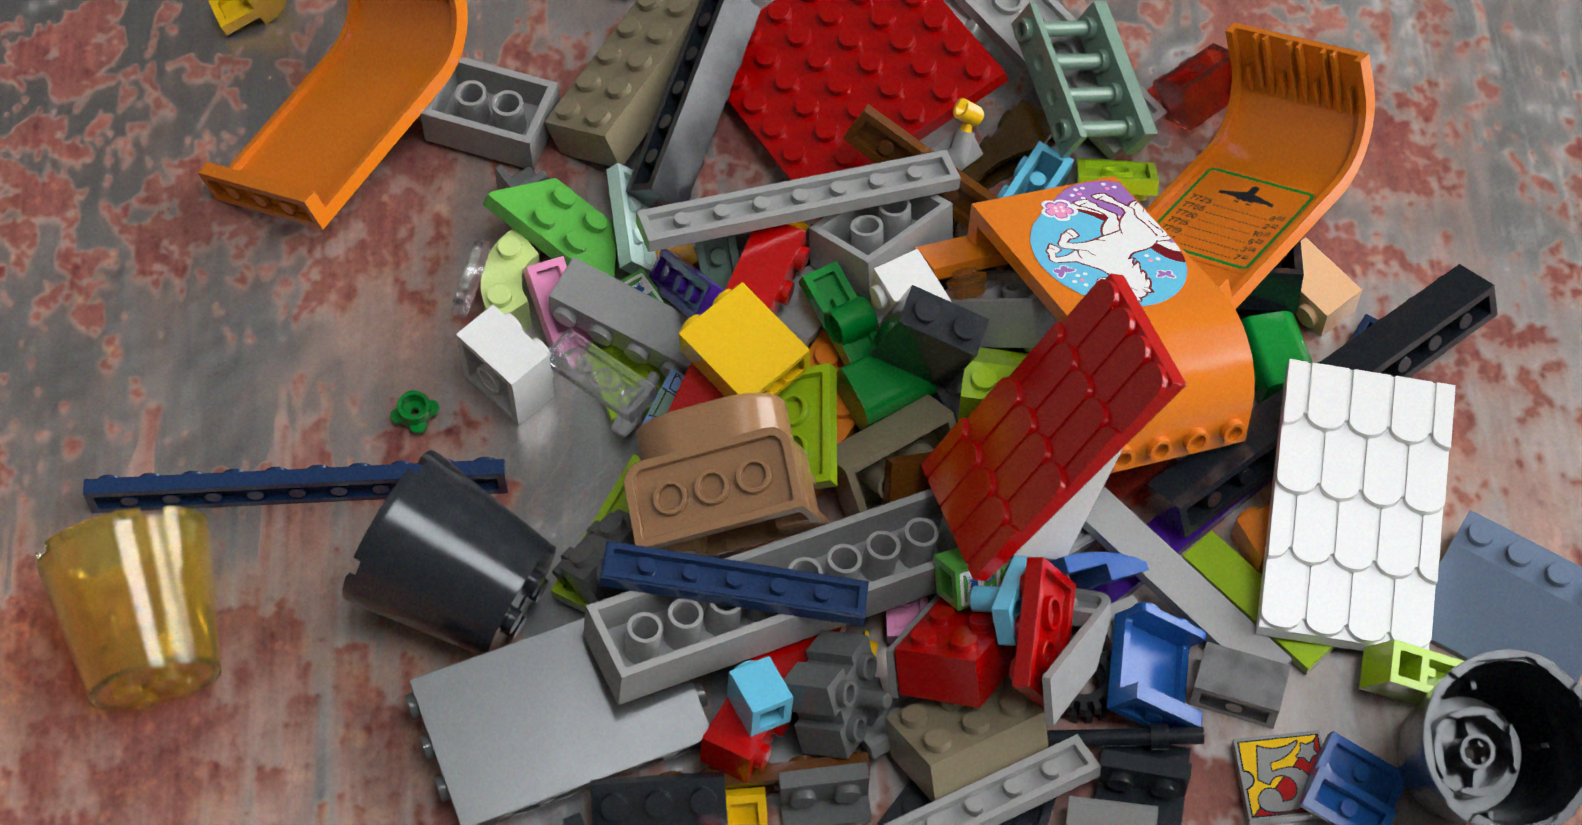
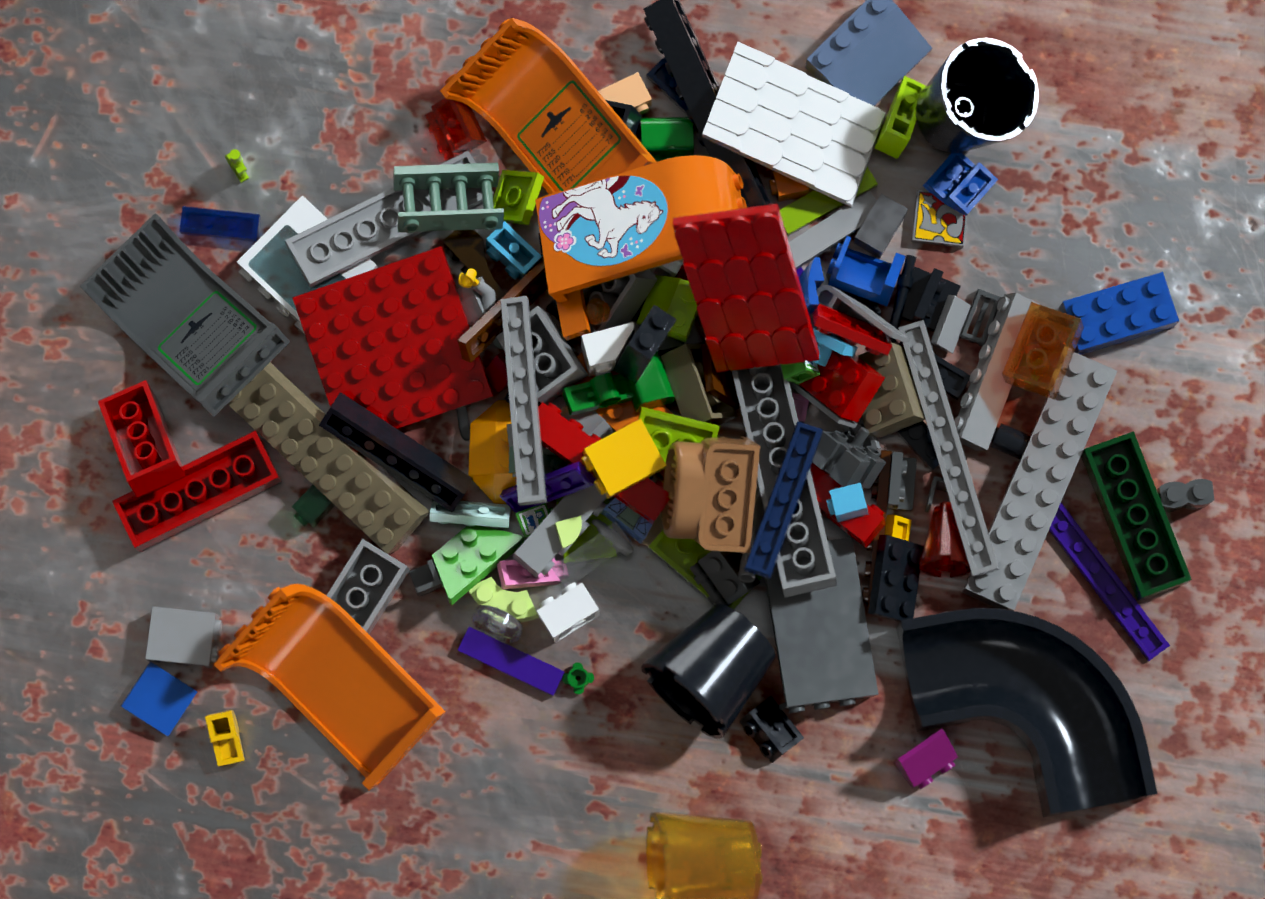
camera: 75 degrees left, 20 degrees up
(270, 486) = (614, 771): dark blue plate -> none
(380, 693) = (771, 729): none -> black bracket
(424, 321) = (511, 661): none -> dark purple tile
(590, 29) = (312, 507): none -> clear green brick
(623, 320) = (568, 530): none -> yellowish green tile

